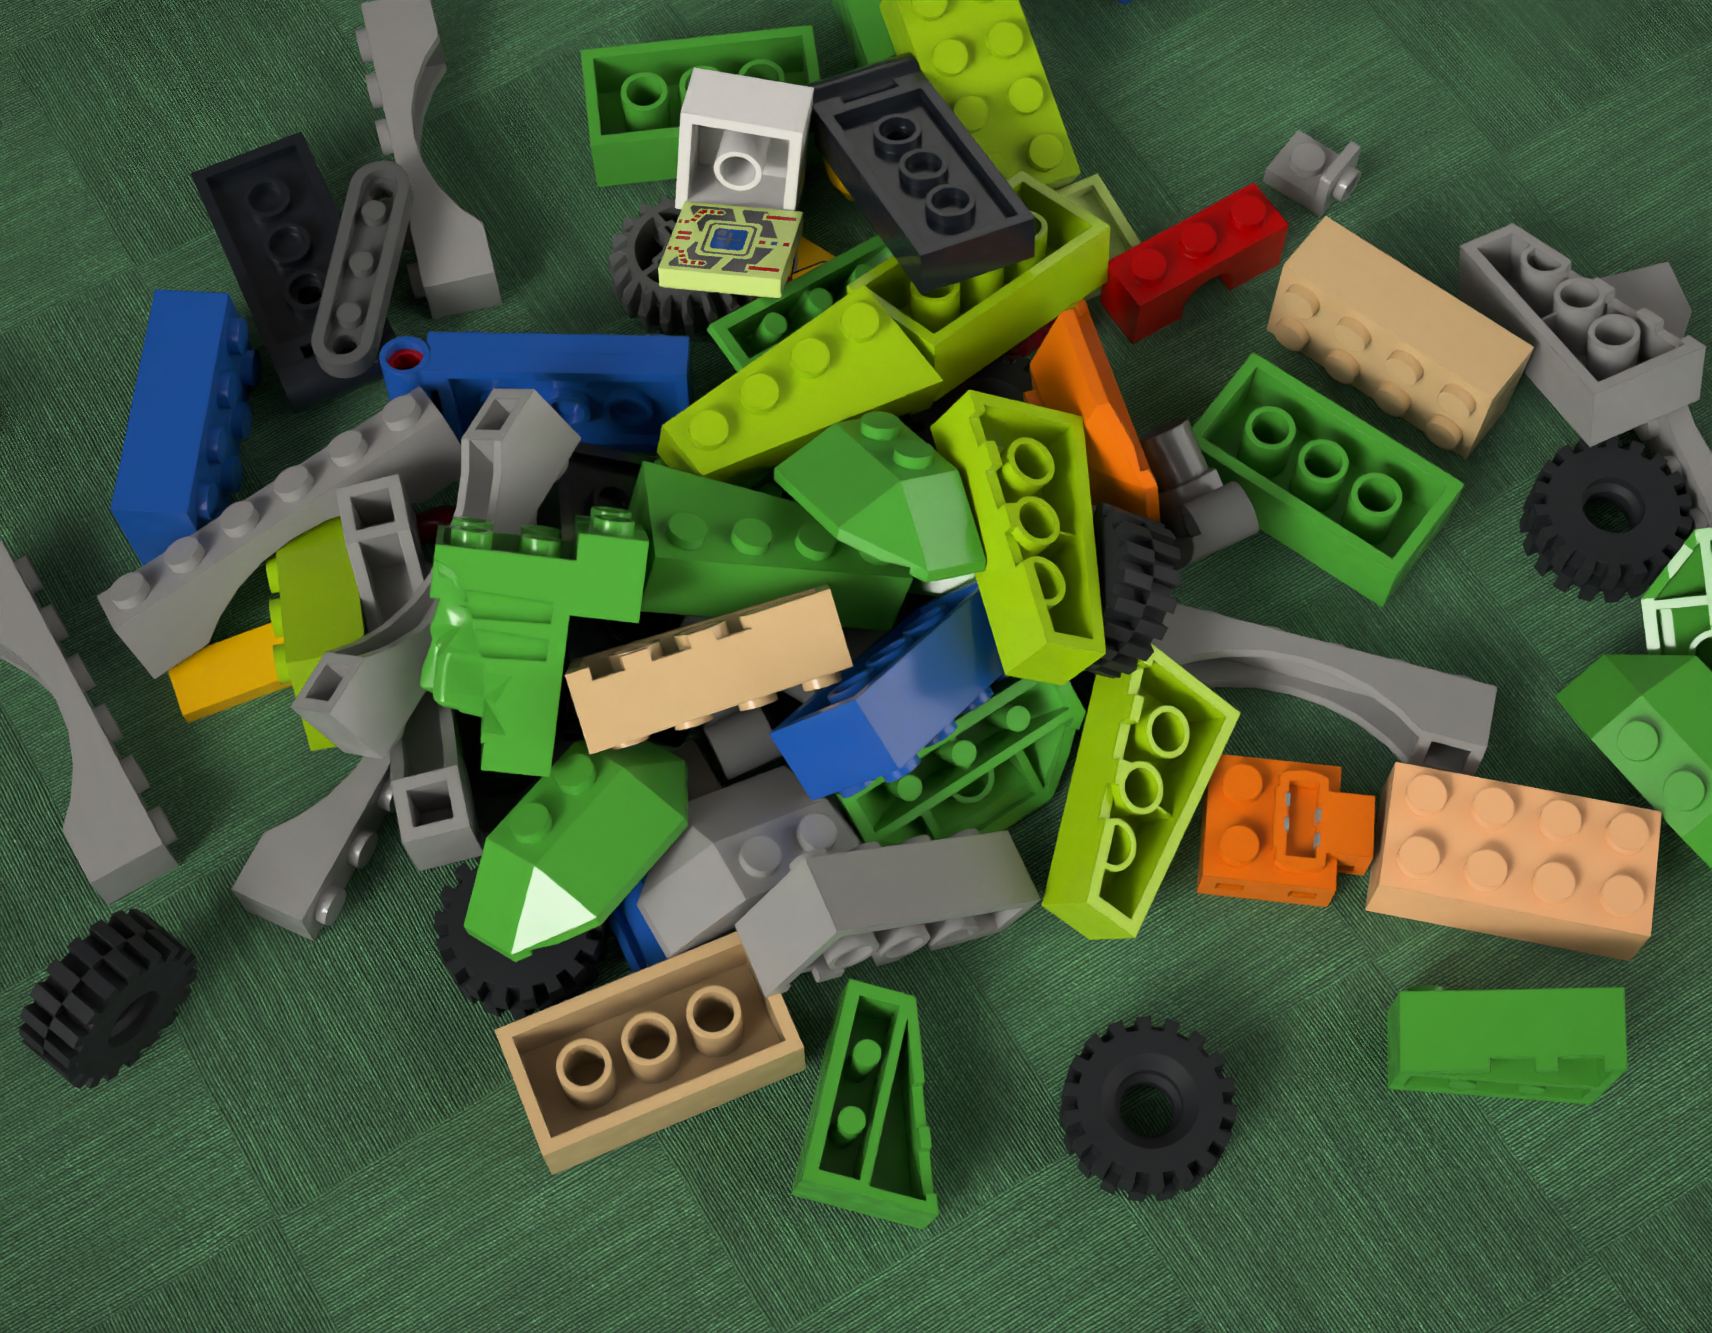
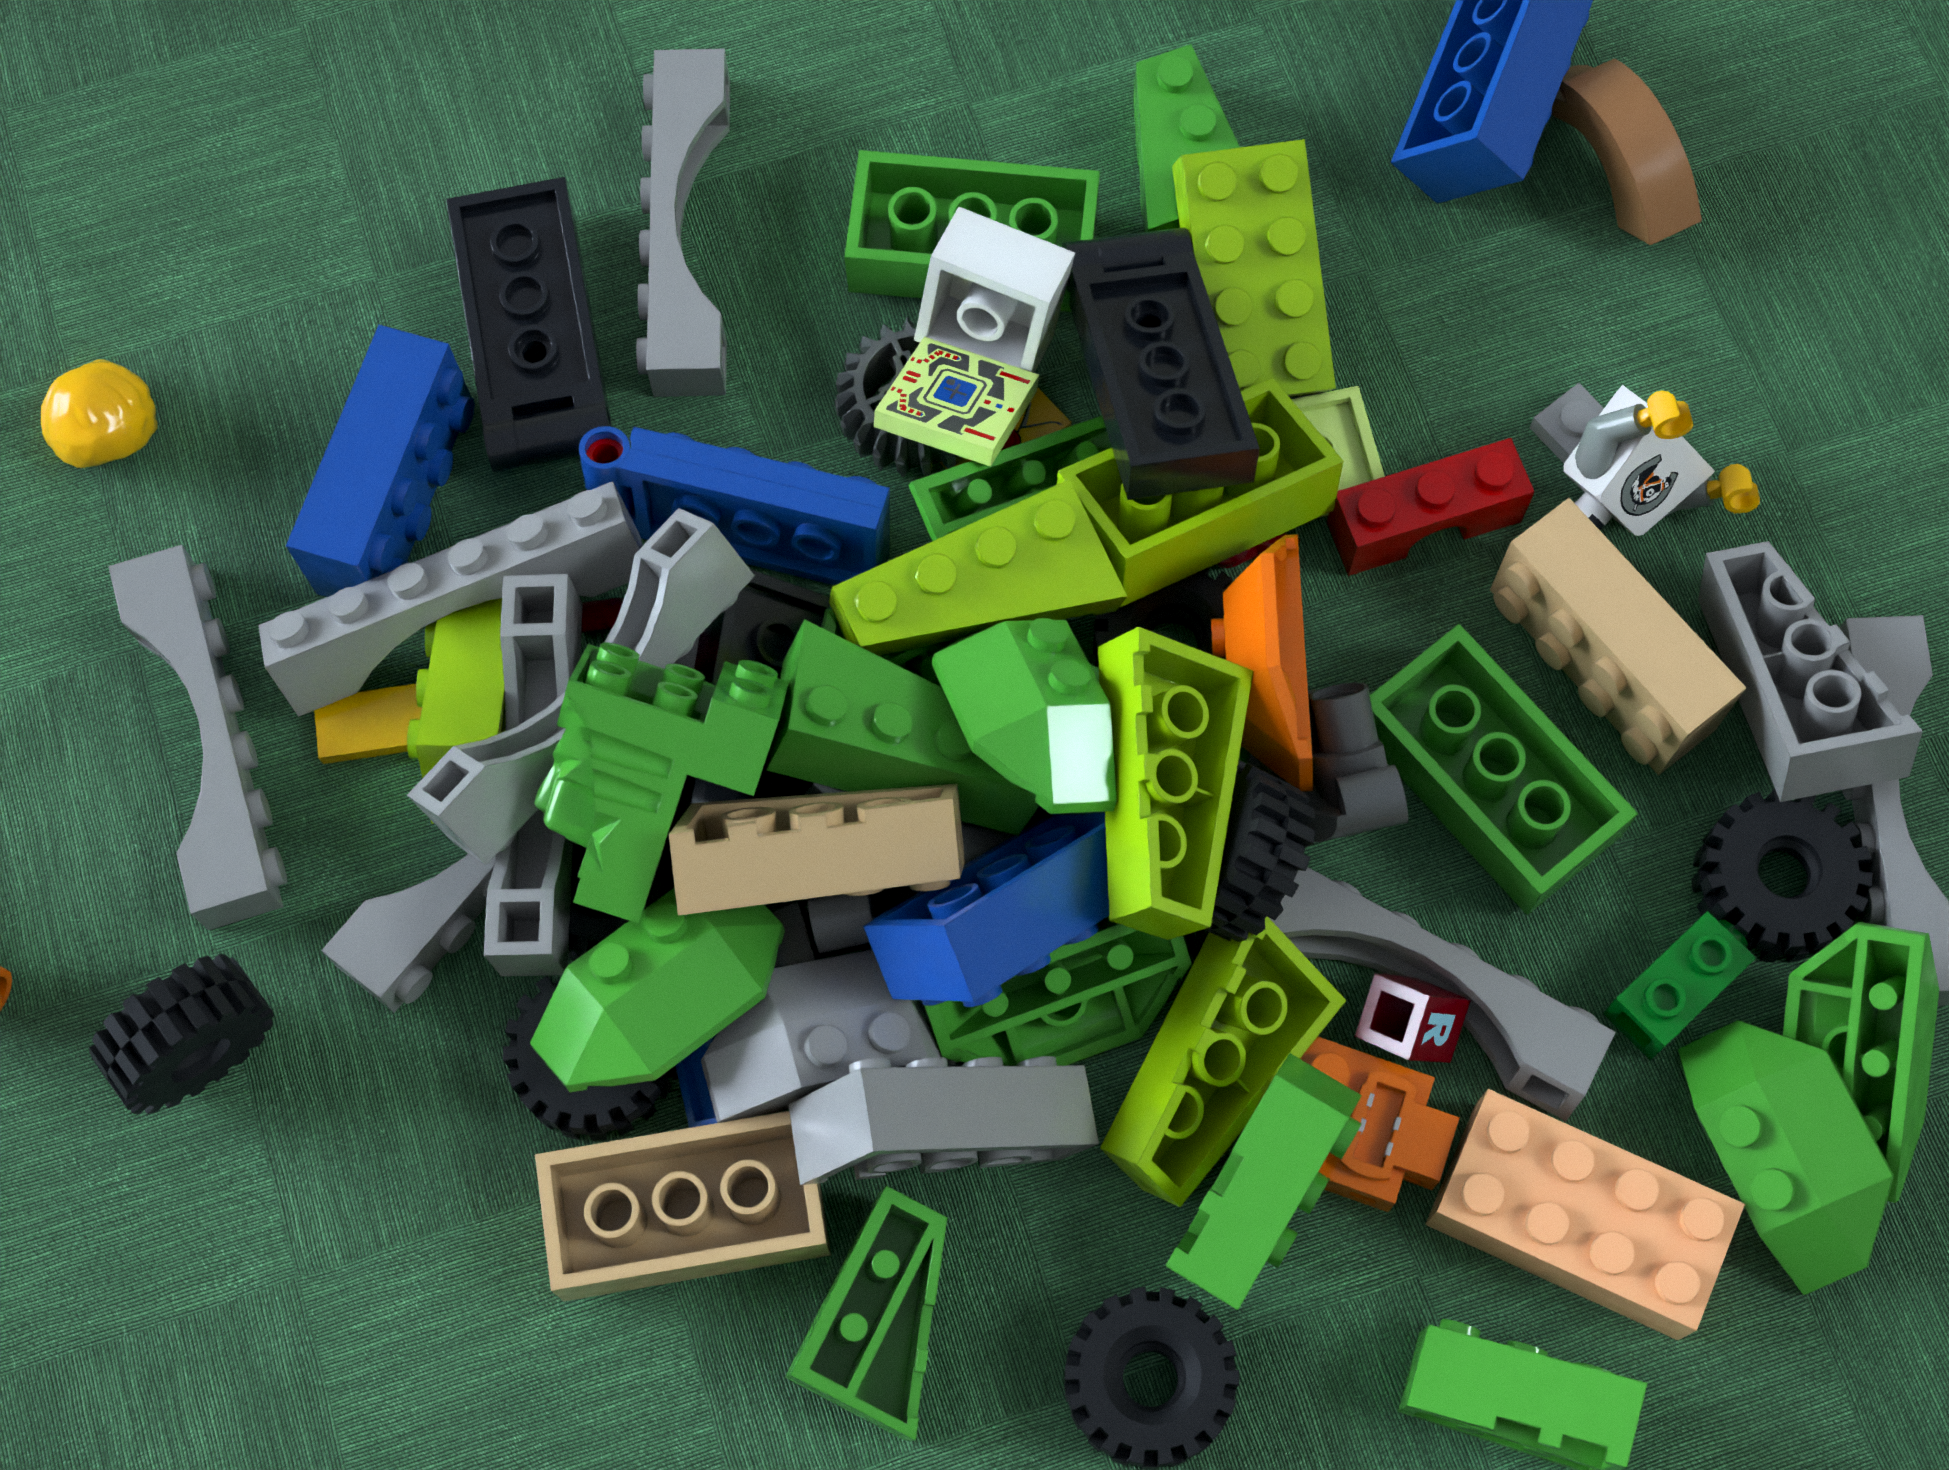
camera: 15 degrees right, 5 degrees up
(362, 269) = (588, 341): dark grey plate -> none
(1214, 890) = (1266, 1180): none -> bright green wedge
(1305, 716) = (1412, 1018): none -> dark red brick
(1382, 183) = (1644, 469): none -> torso
(1541, 635) = (1680, 984): none -> green brick

